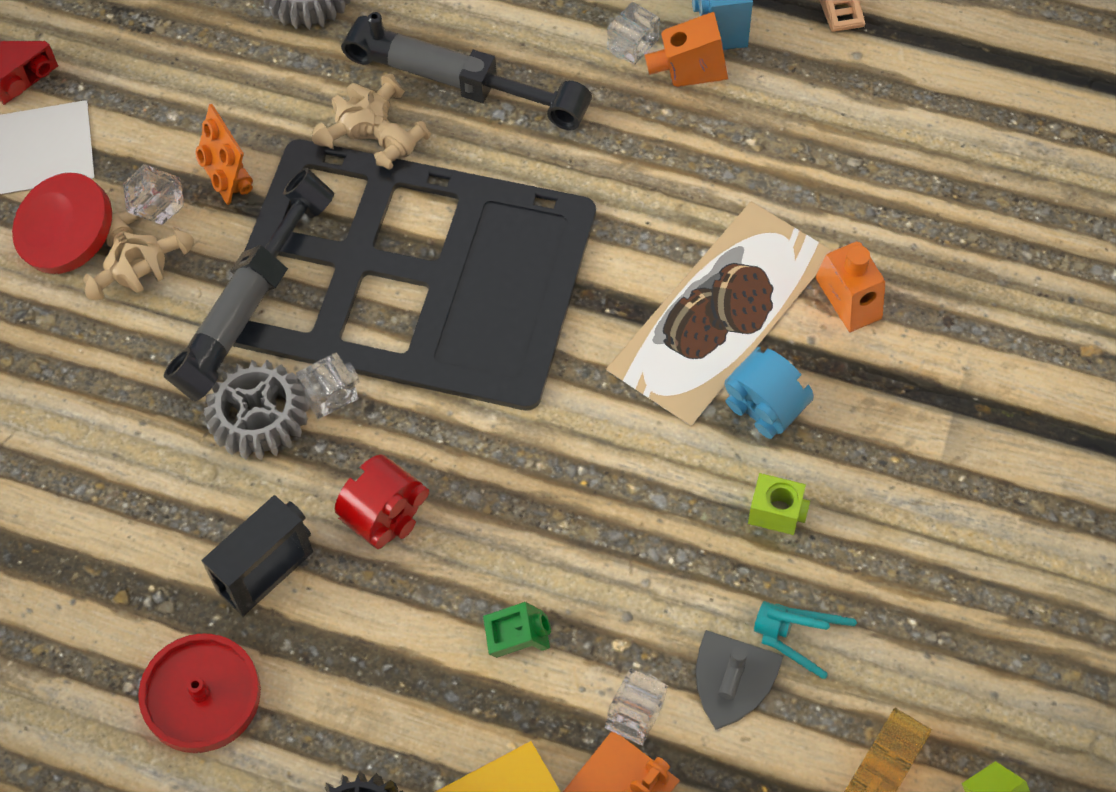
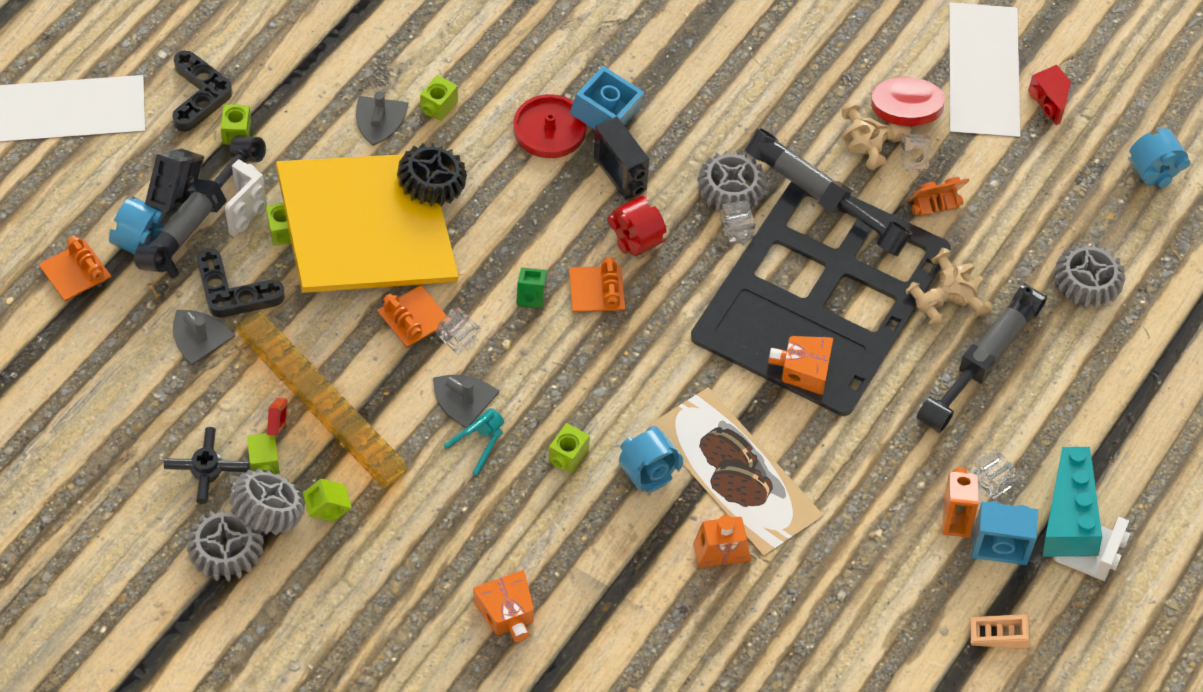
camera: 100 degrees right, 5 degrees down
(152, 604) = (605, 98): none -> dark azure brick
(491, 543) = (597, 287): none -> orange hinge
(543, 251) = (804, 362): none -> orange torso
(1046, 514) = (506, 605): none -> orange torso

